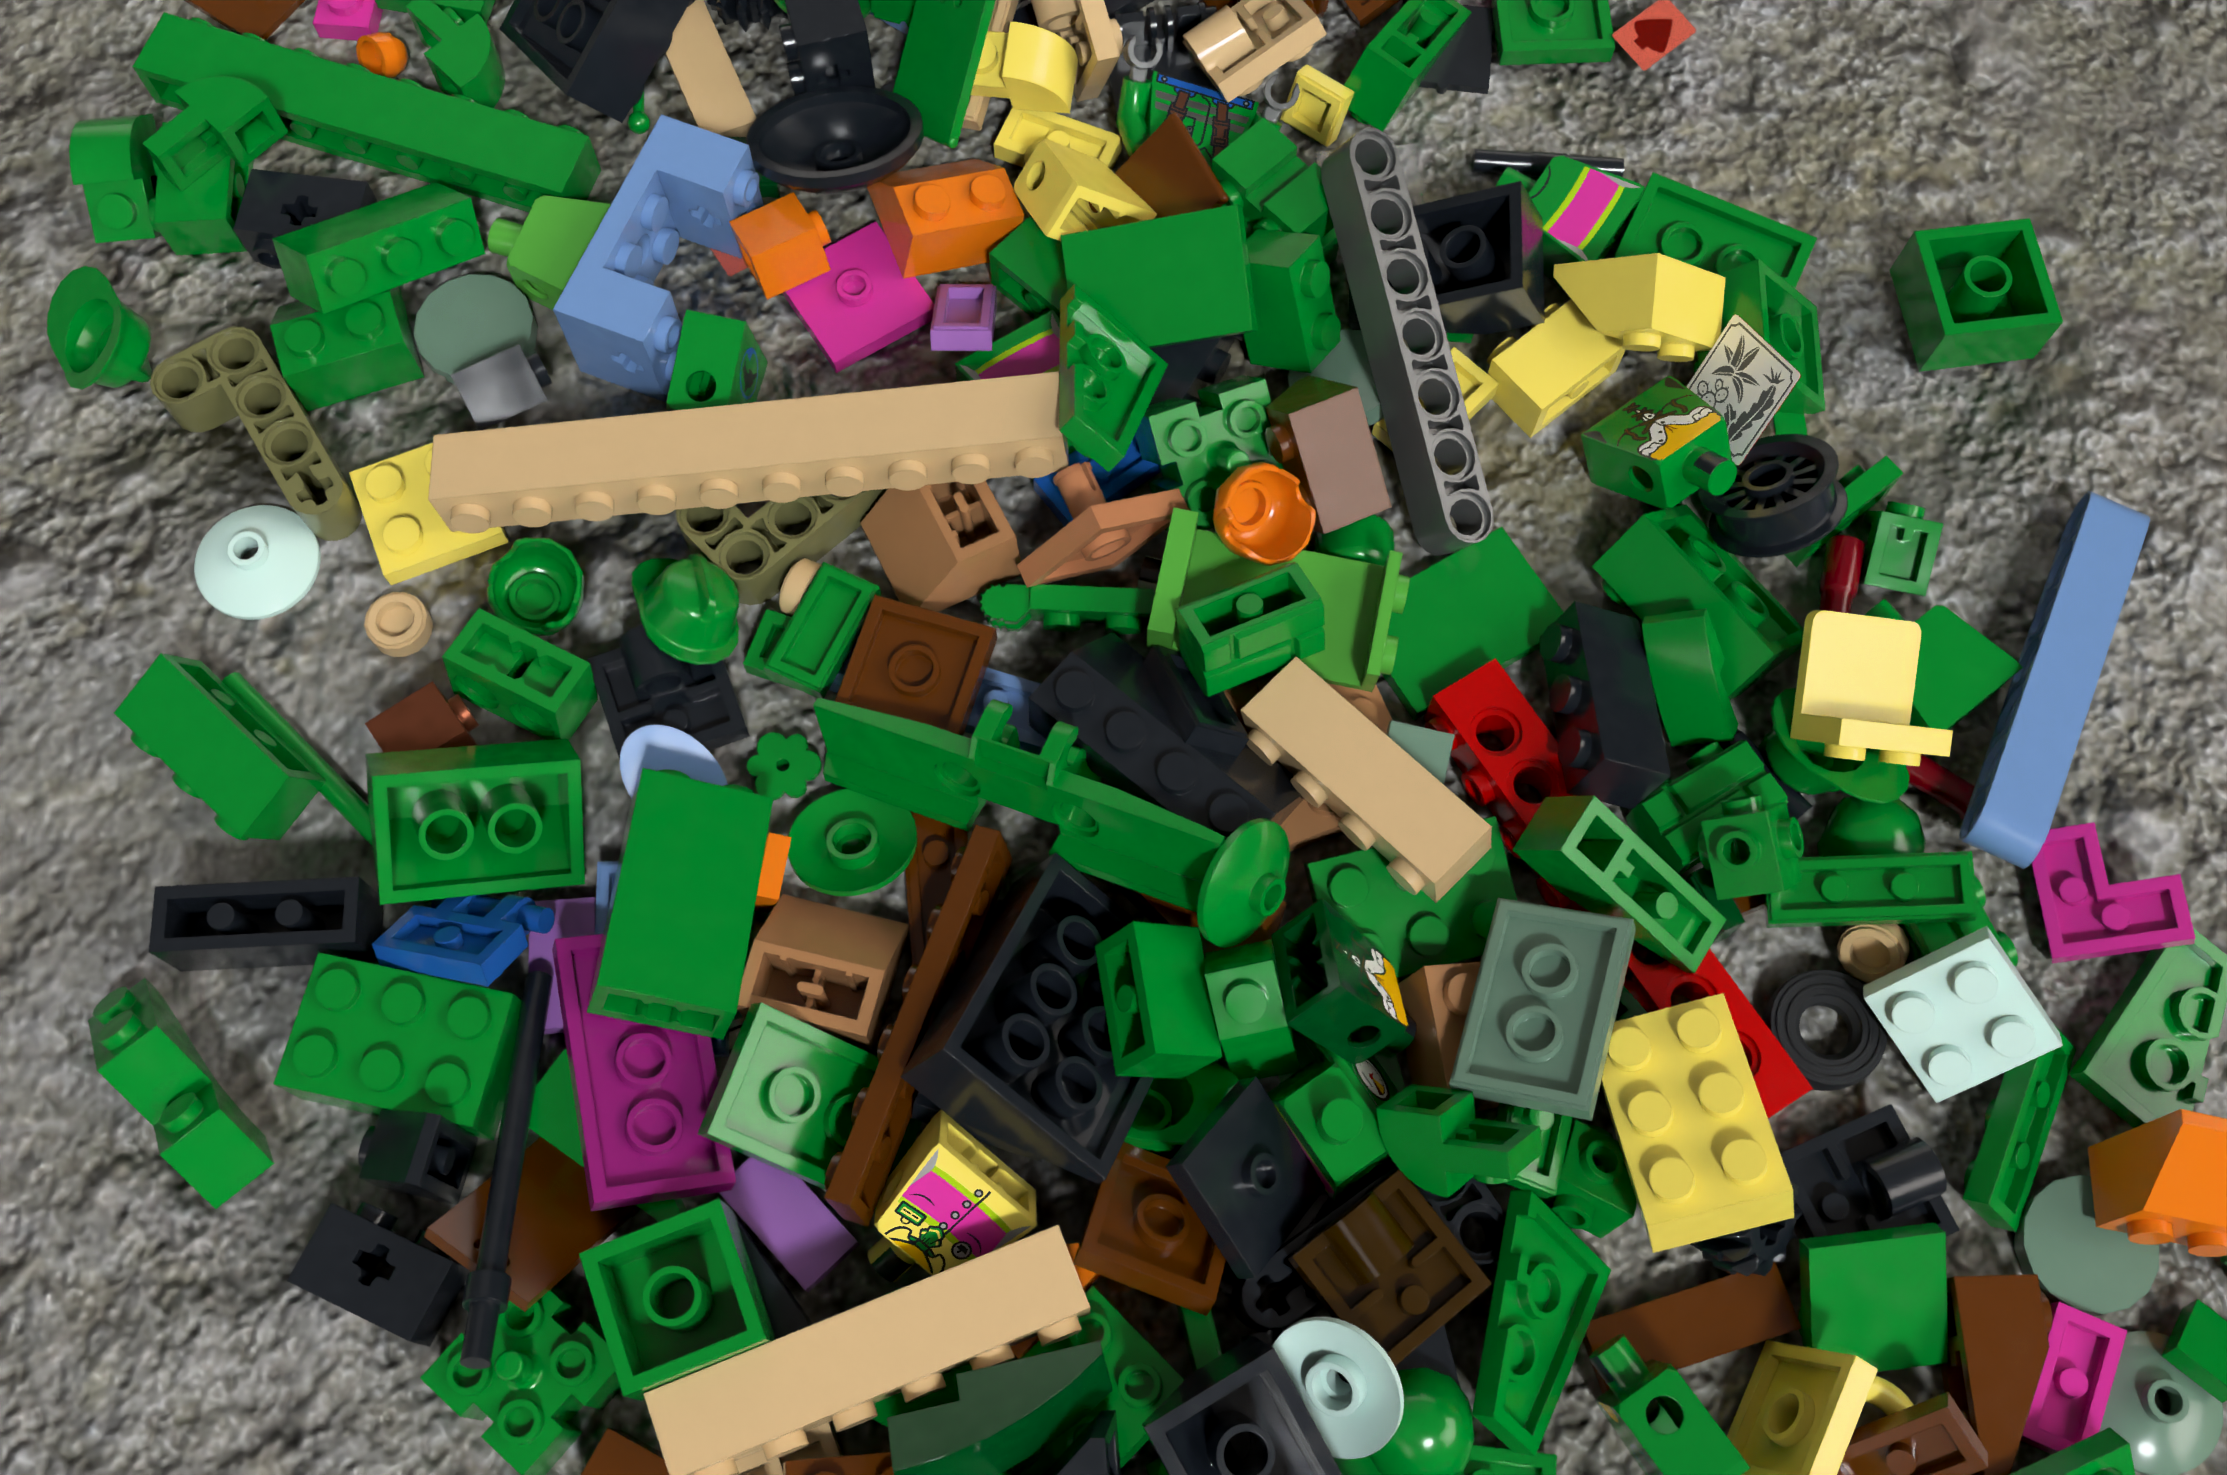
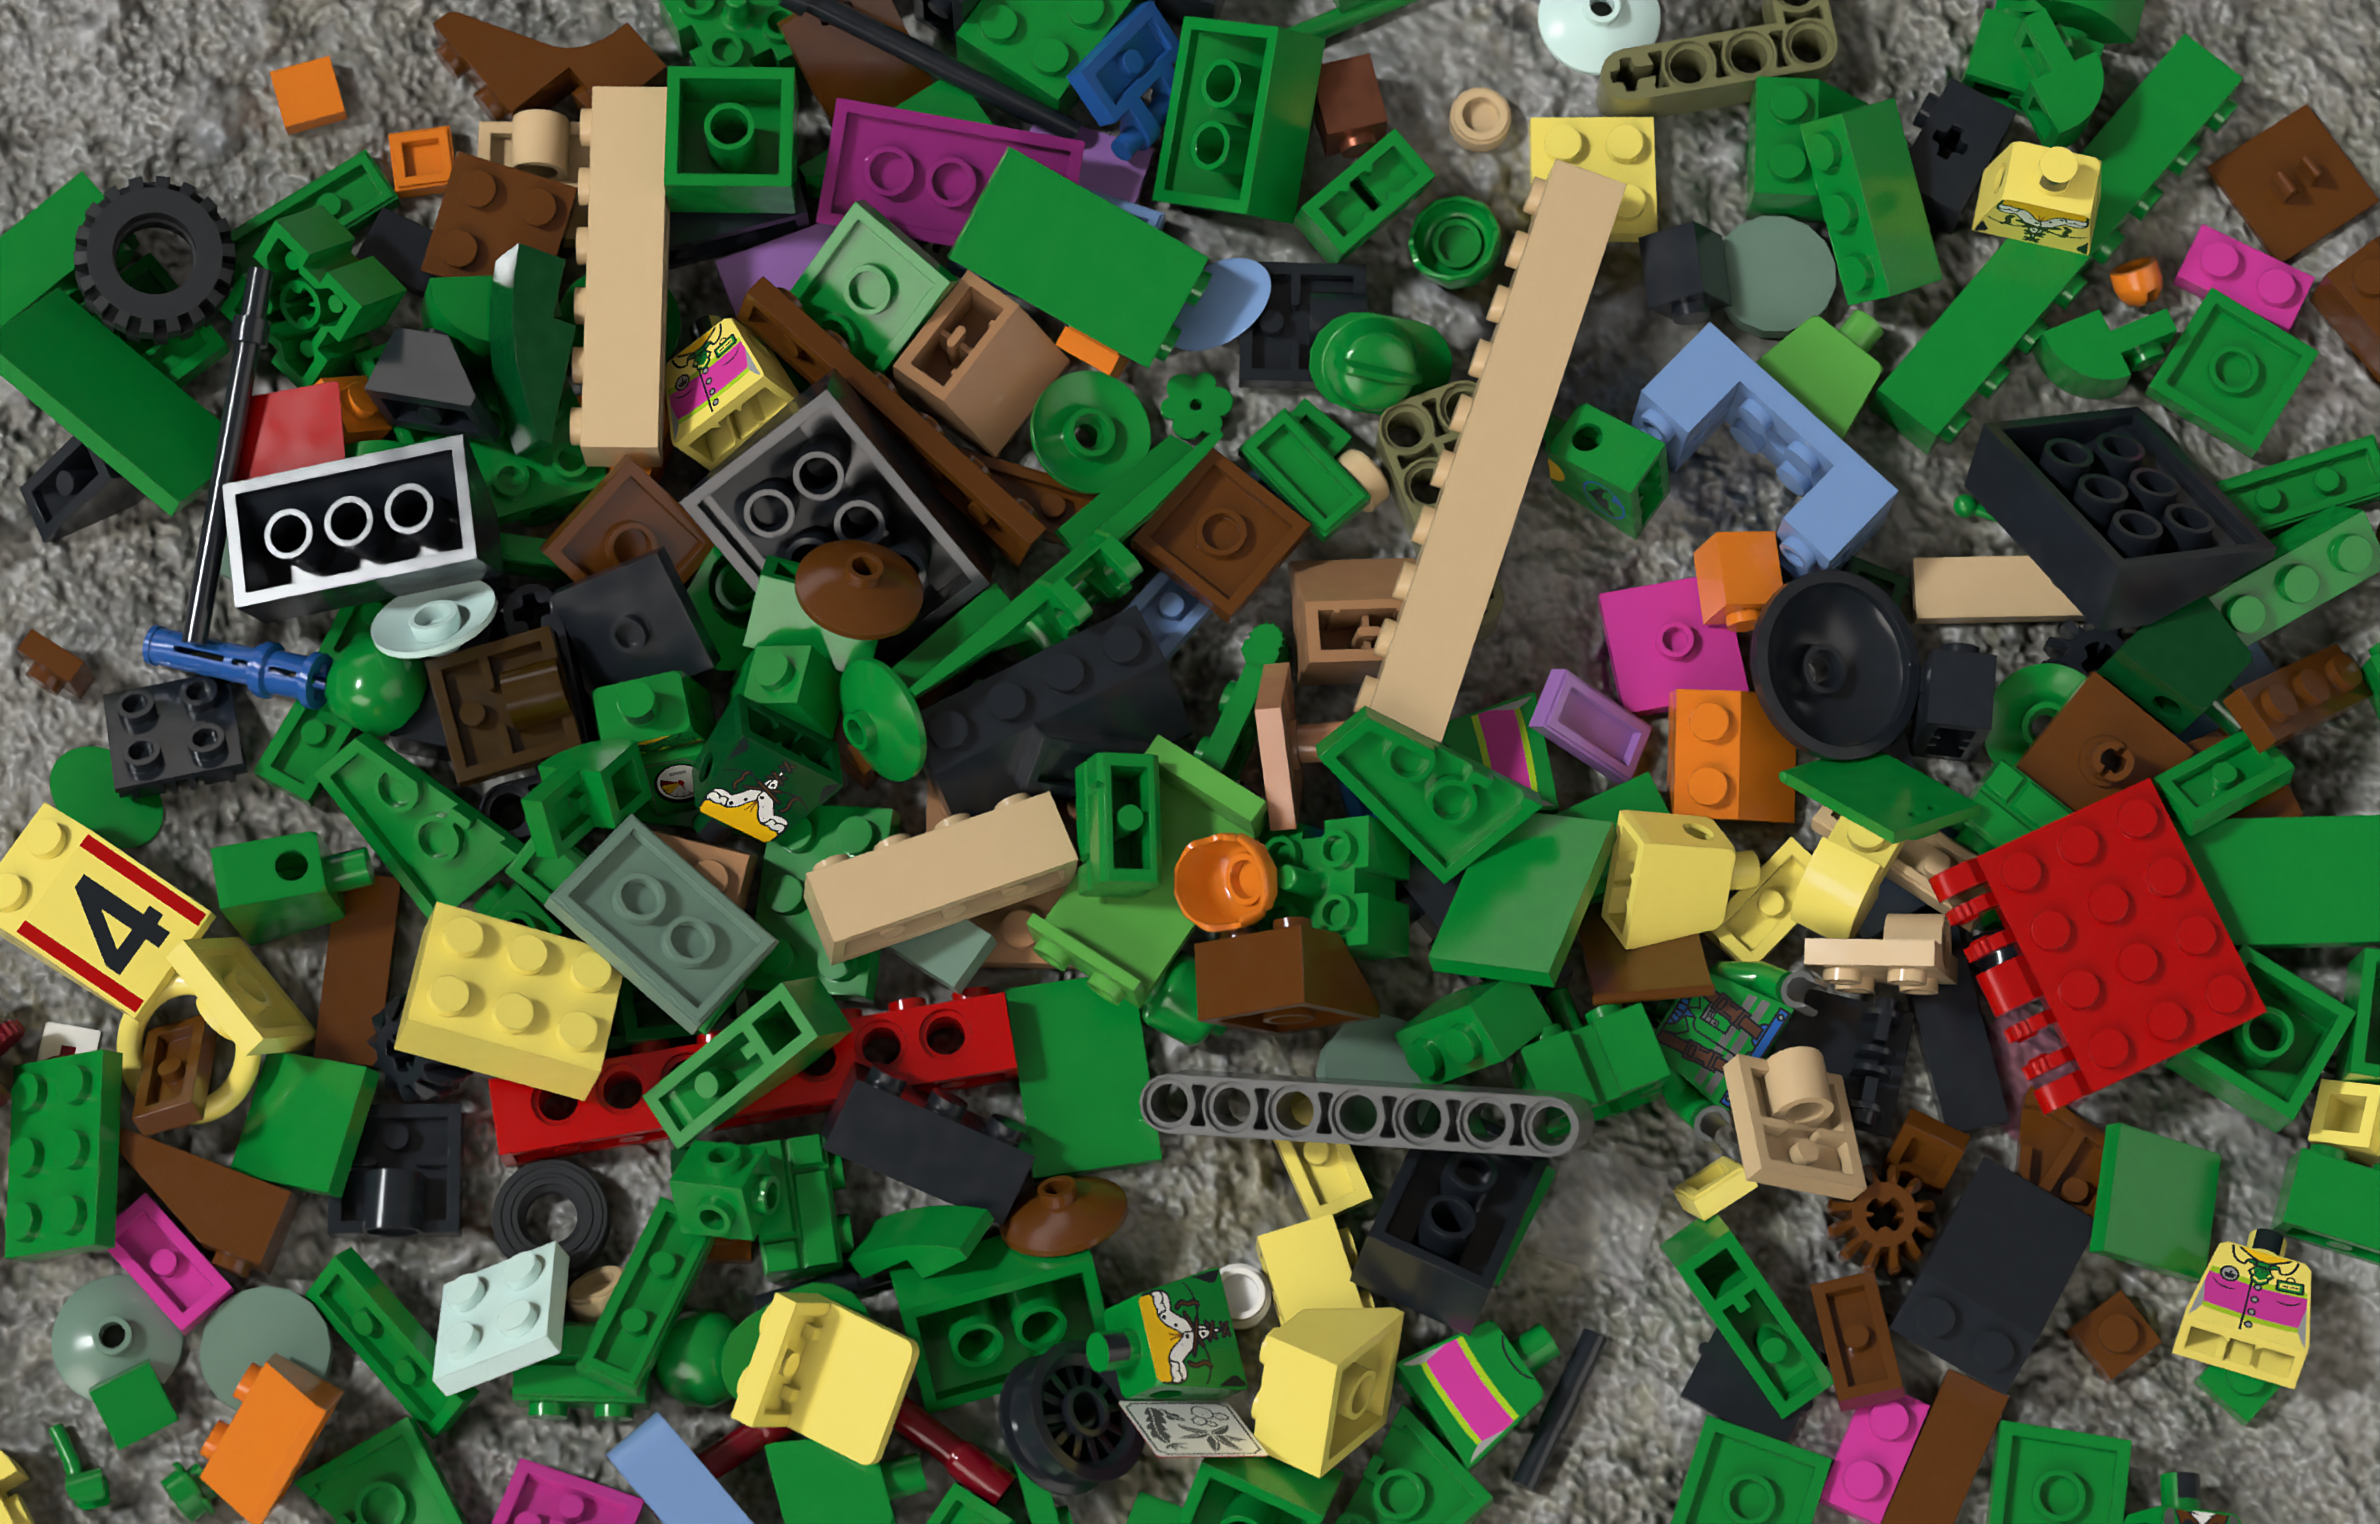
camera: 110 degrees right, 5 degrees up
(328, 79) = (2040, 197): none -> light yellow torso
(1150, 959) = (858, 589): none -> reddish brown dish
(1575, 419) = (1246, 1294): none -> white plate
(1619, 555) = (1064, 1216): none -> reddish brown dish

